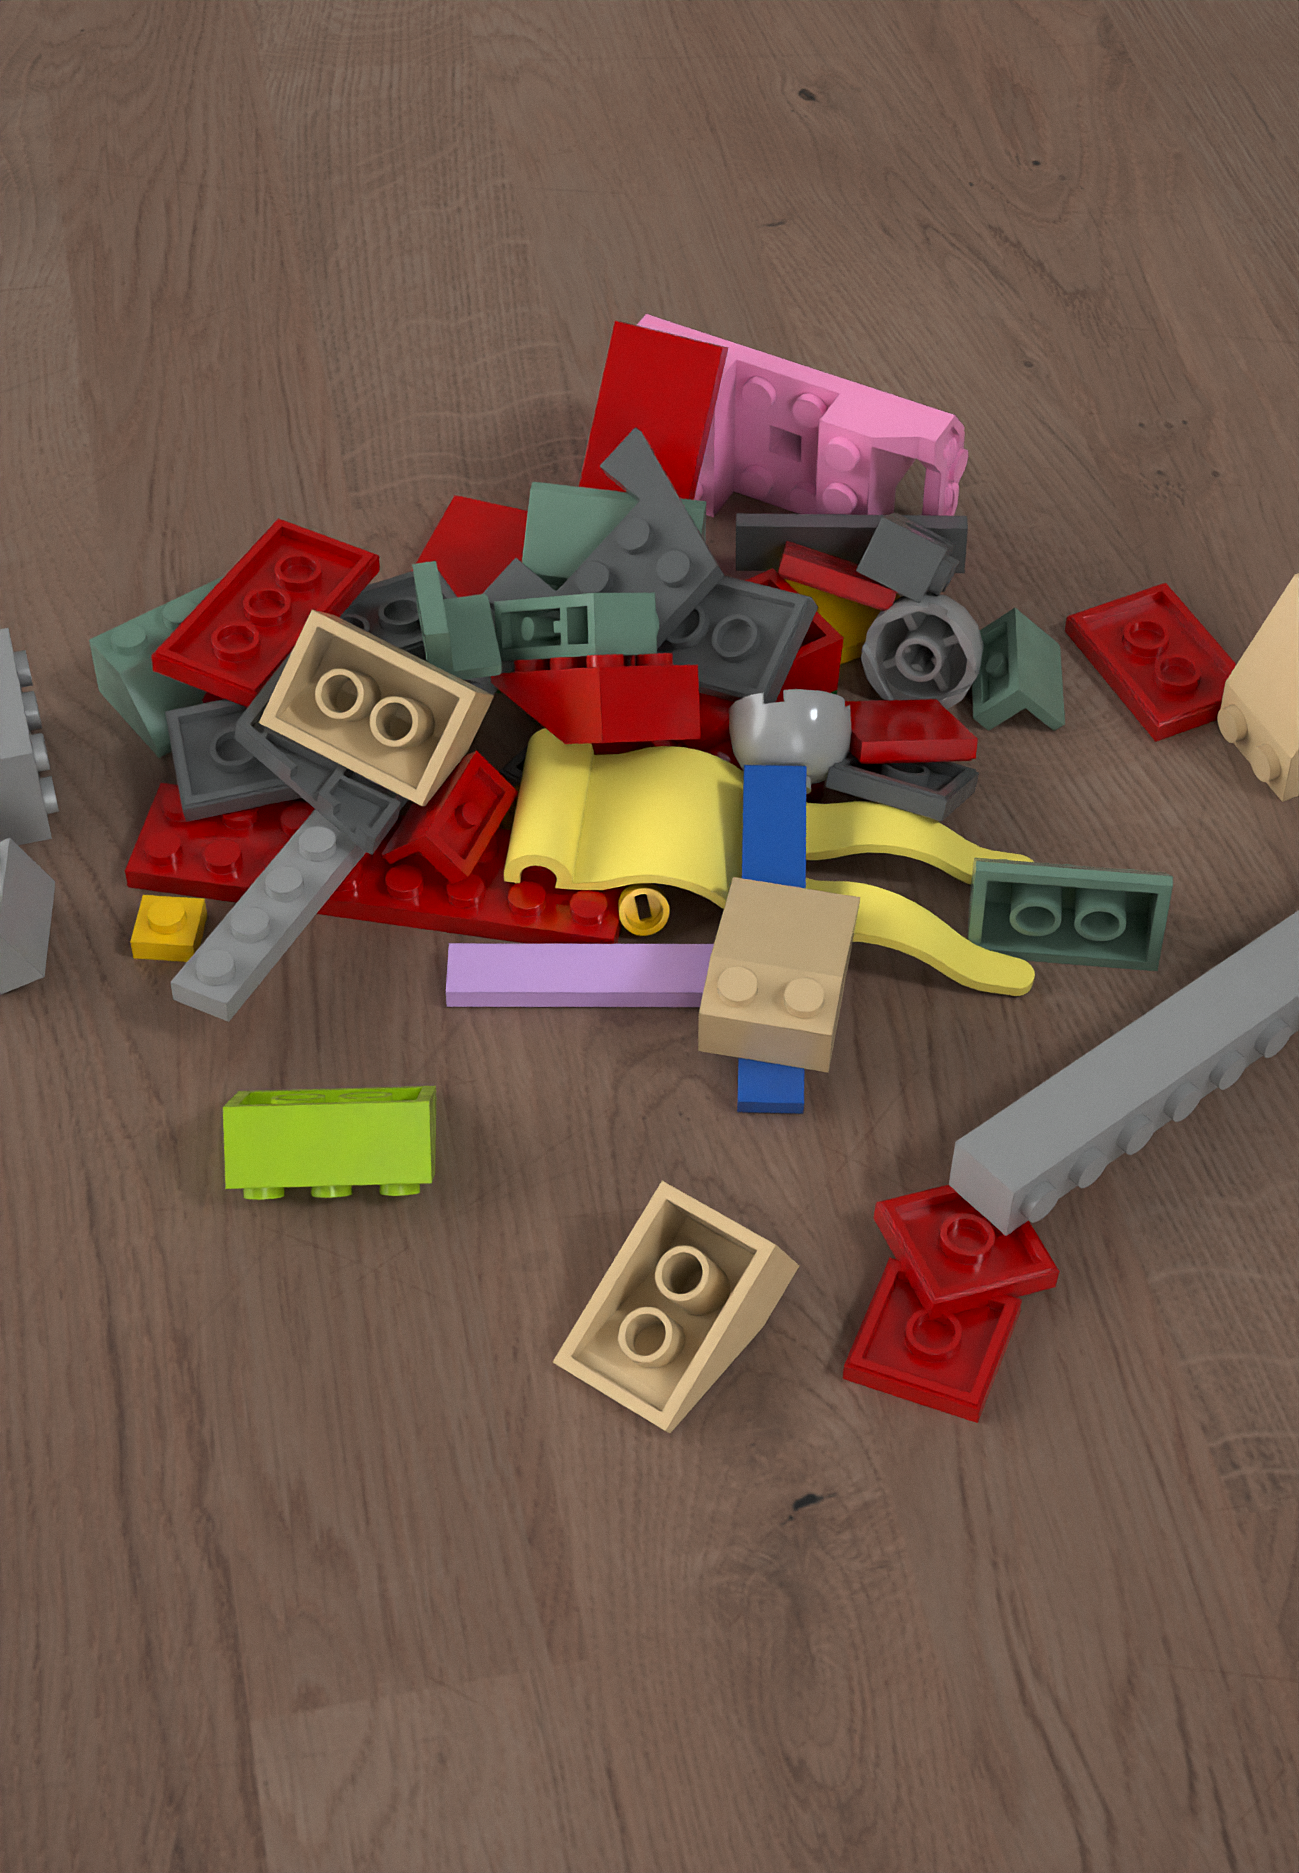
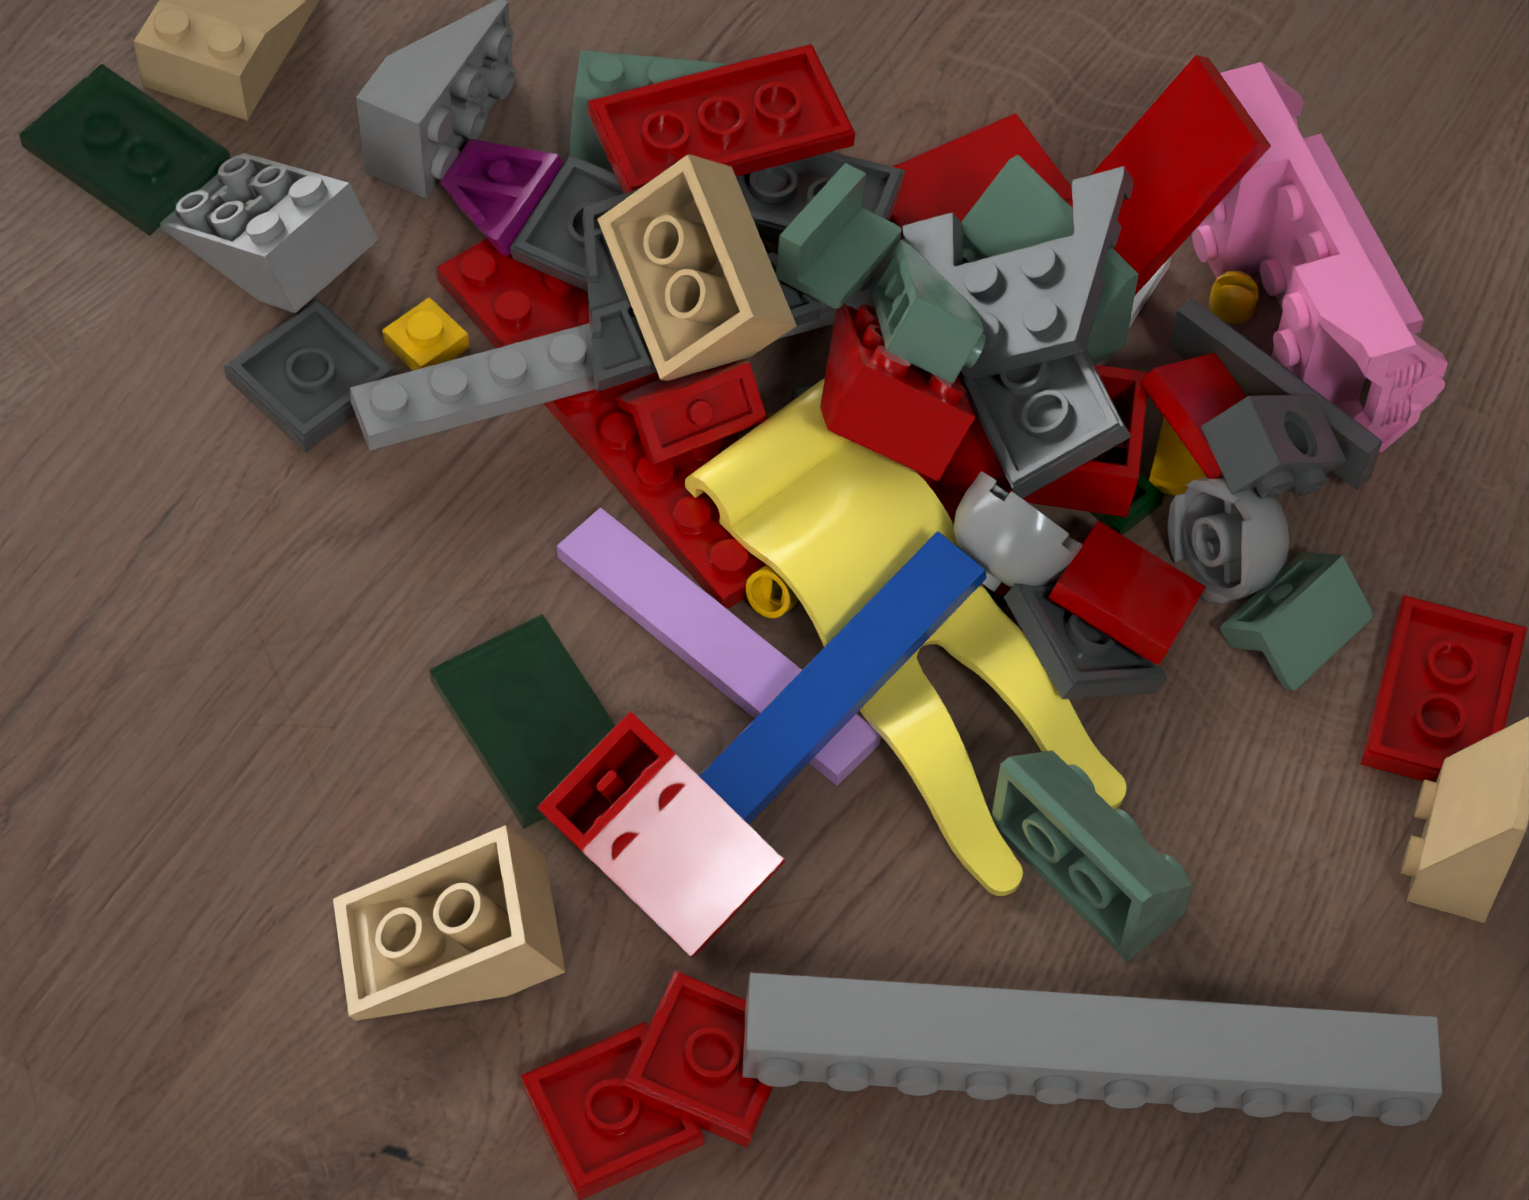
camera: 40 degrees right, 10 degrees up
(101, 1016) = (305, 373): none -> dark grey tile
(121, 779) = (499, 187): none -> magenta wing
(330, 1140) = (355, 598): lime slope -> none
(563, 1124) = (523, 712): none -> clear green tile
(735, 502) = (1234, 297): none -> yellow hinge
(766, 1115) = (661, 834): none -> slope
(777, 974) = (788, 723): tan slope -> none

